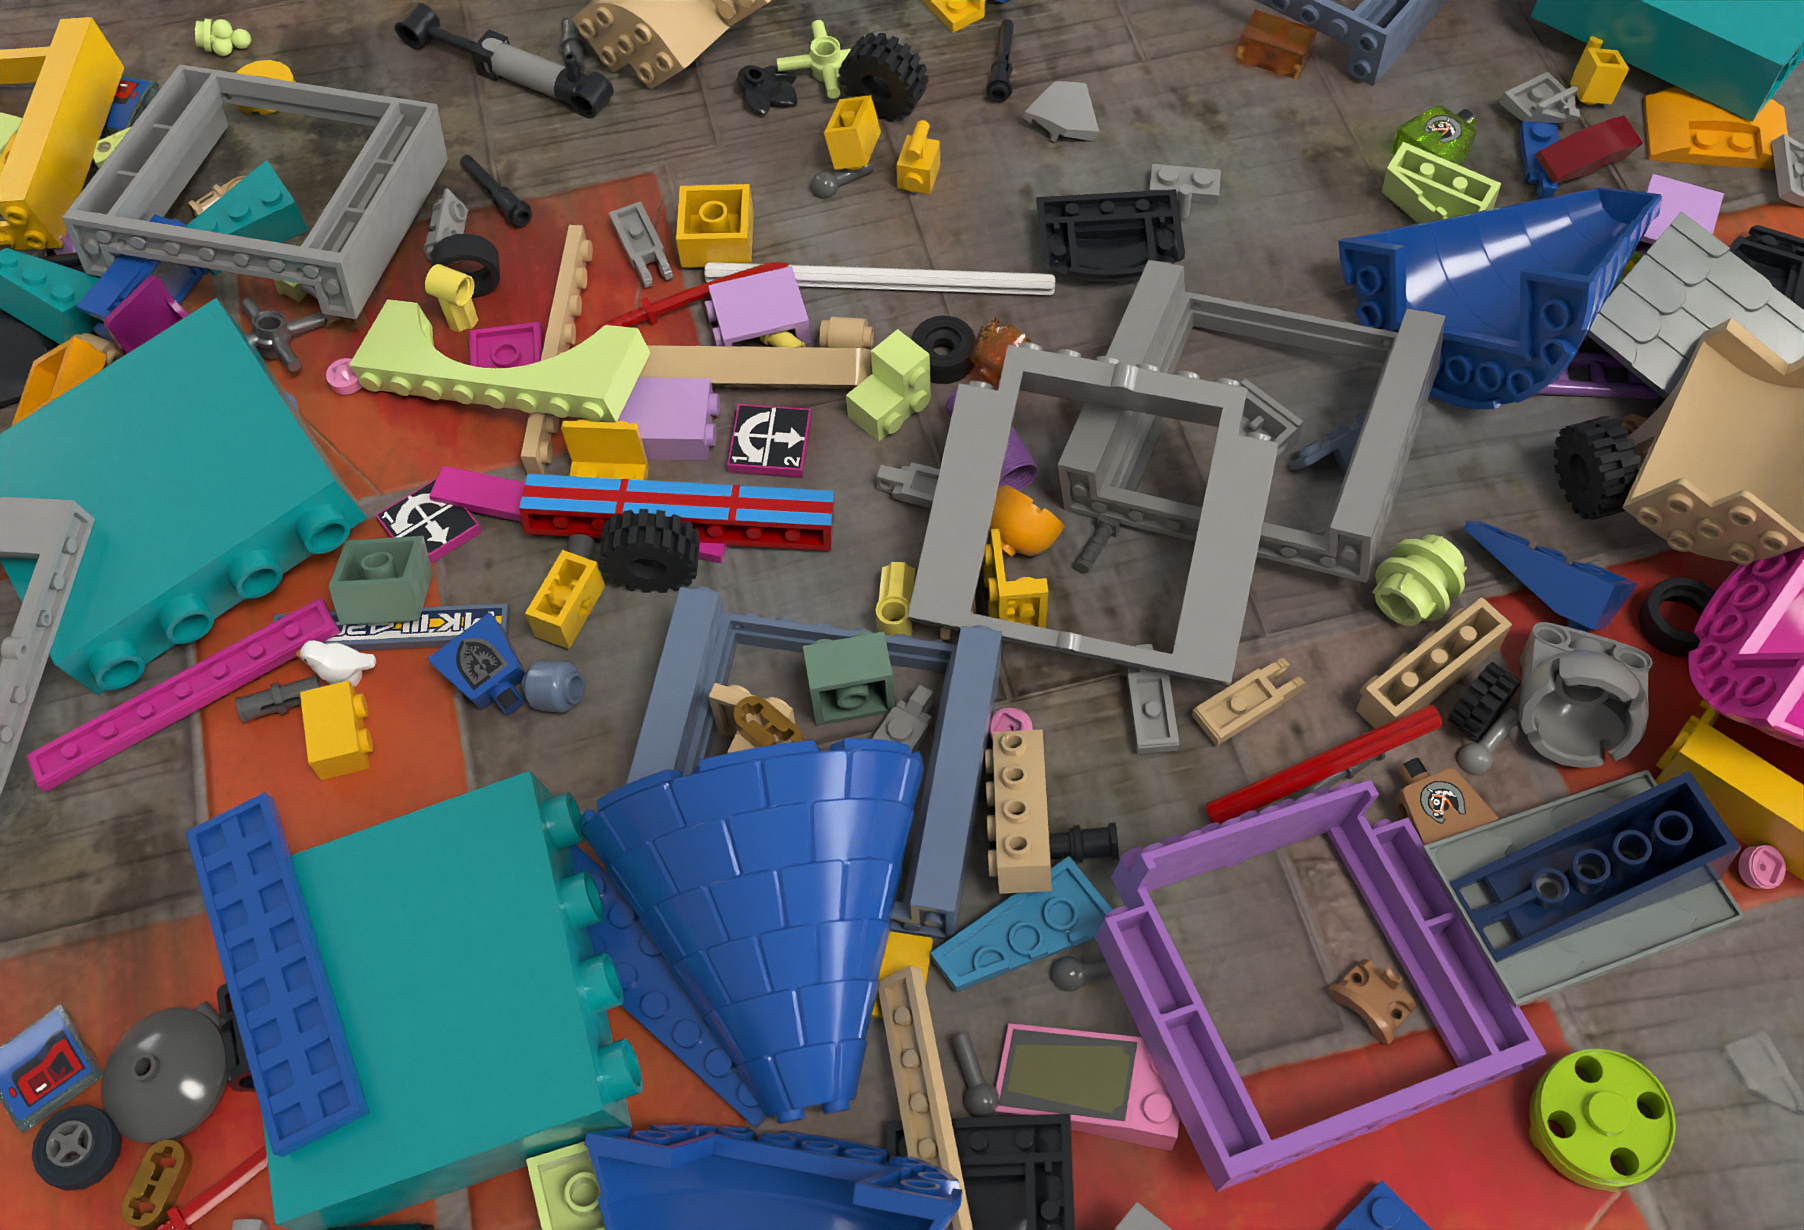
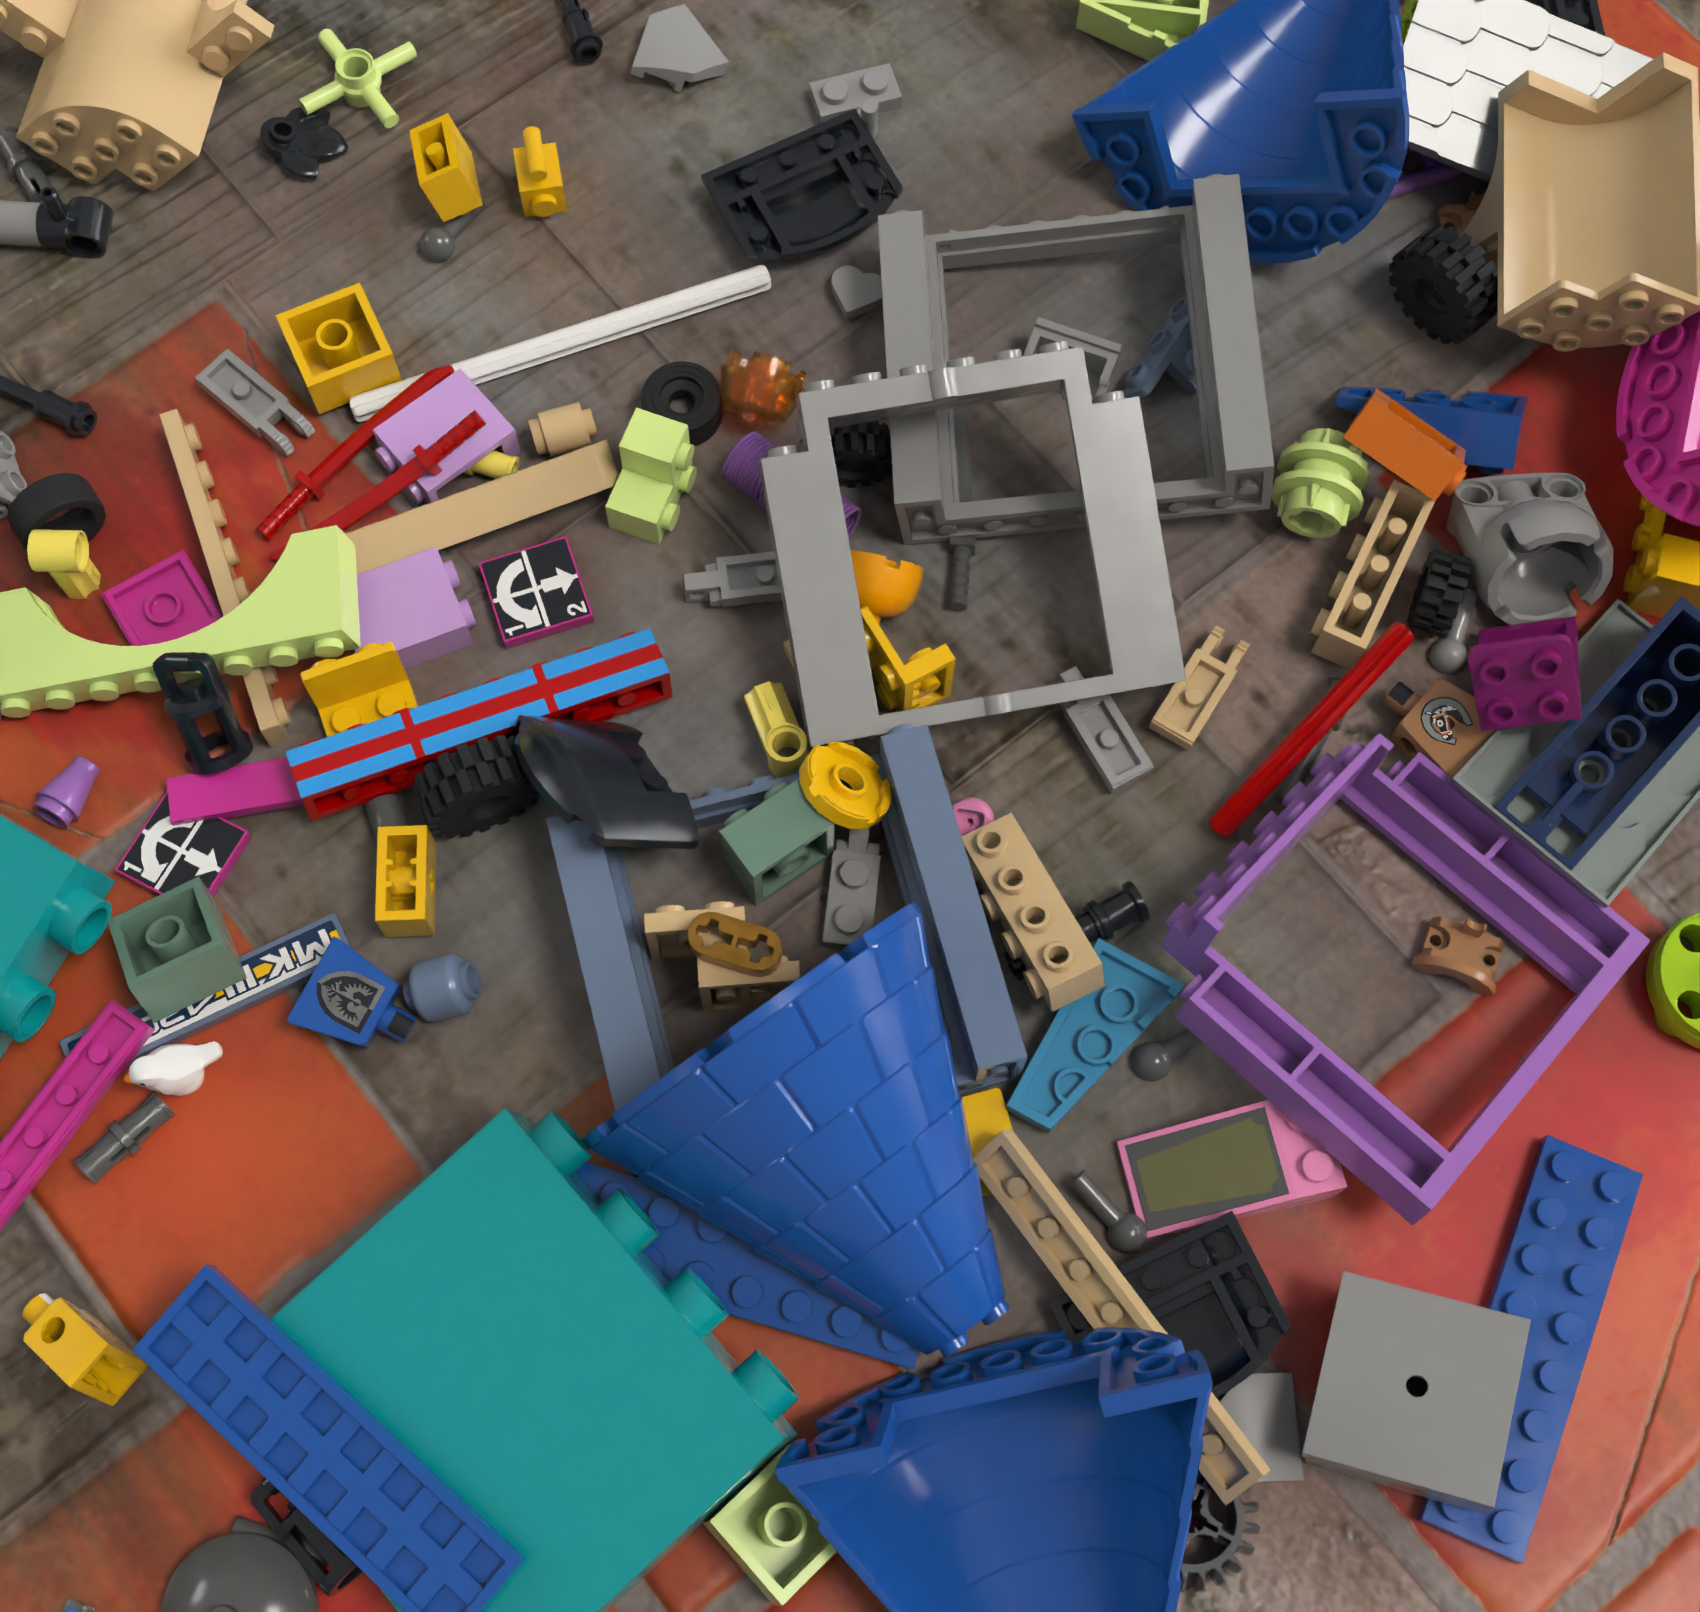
camera: 30 degrees left, 10 degrees up
(152, 817) = (81, 1349): none -> yellow torso
(336, 730) = (215, 1145): yellow brick -> none
(371, 452) = (66, 794): none -> medium lavender cone
(486, 414) = (198, 698): none -> black piece
(732, 316) = (425, 461): none -> red sword
(737, 580) = (606, 780): none -> black slope
(886, 73) = (449, 77): black tyre -> none
(902, 661) = (845, 807): none -> yellow tile
(1047, 422) = (862, 453): none -> black tyre
(1110, 315) = (856, 291): none -> light grey tile
(1504, 573) = (1407, 446): none -> orange window
(1523, 785) = (1526, 674): none -> magenta bracket
(1654, 626) = (1563, 438): black tyre -> none

